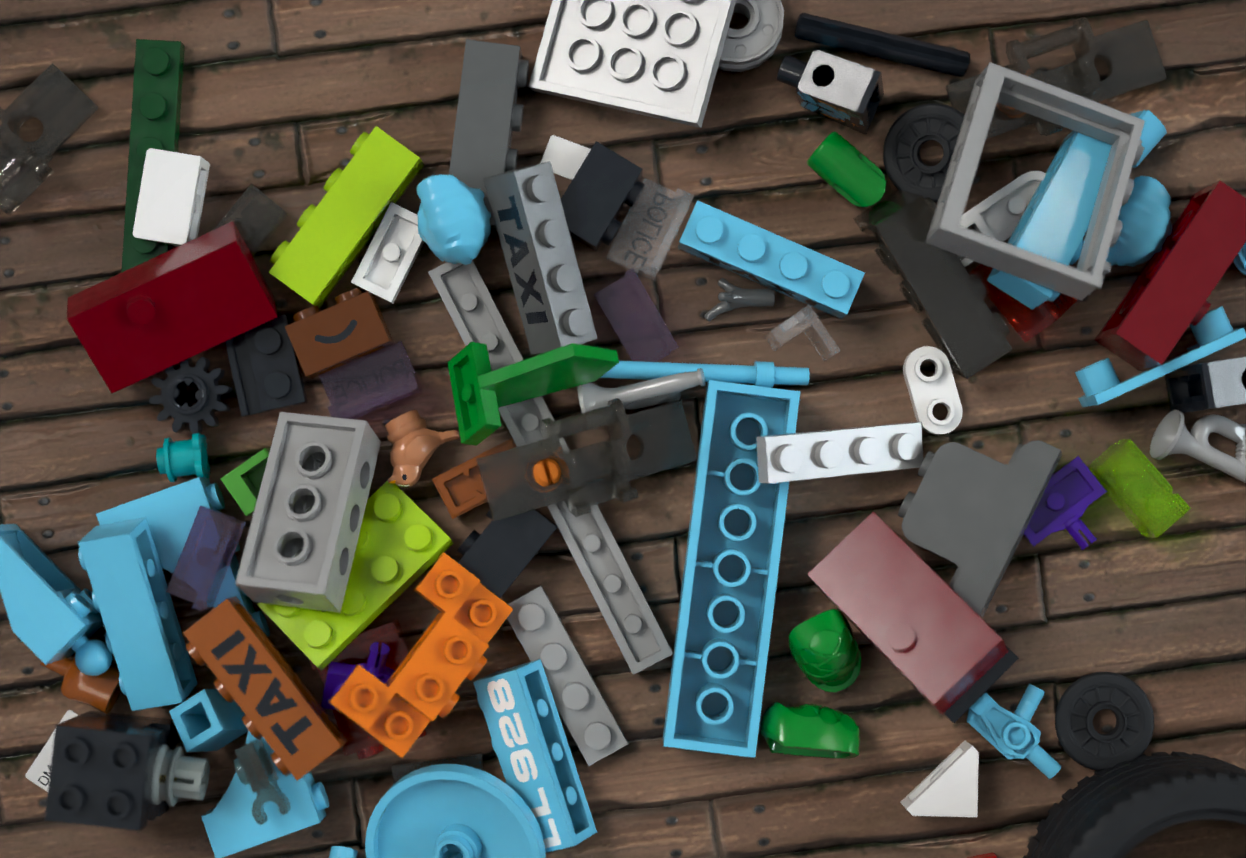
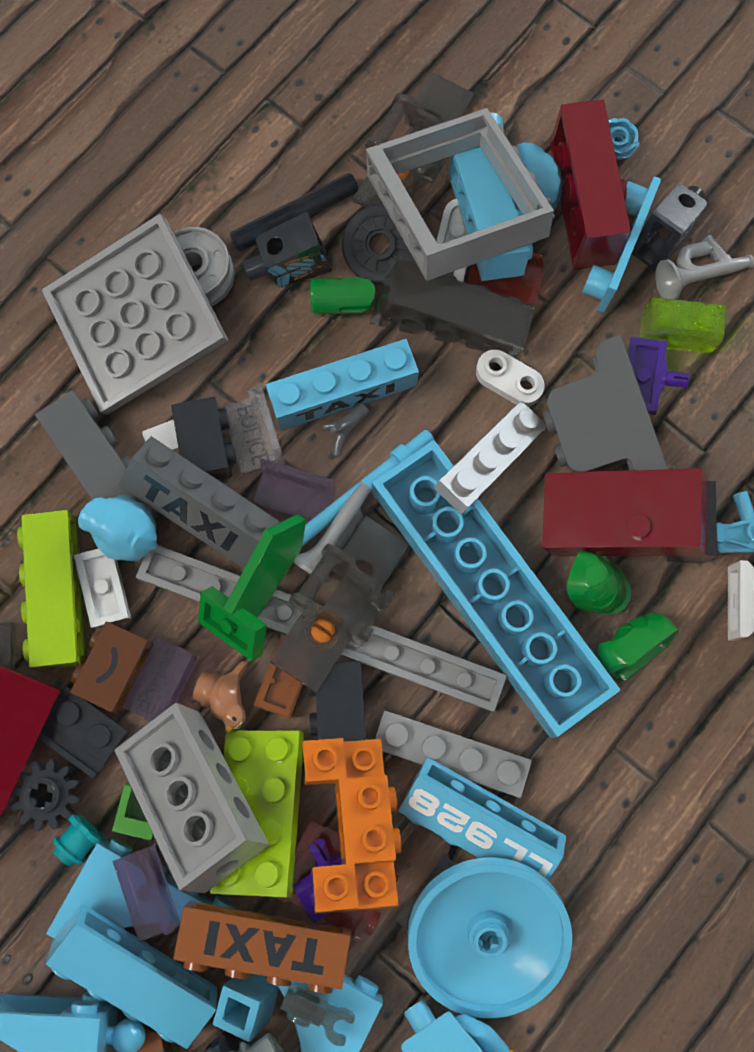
camera: 45 degrees left, 10 degrees down
(810, 324) = (405, 399): clear panel -> none

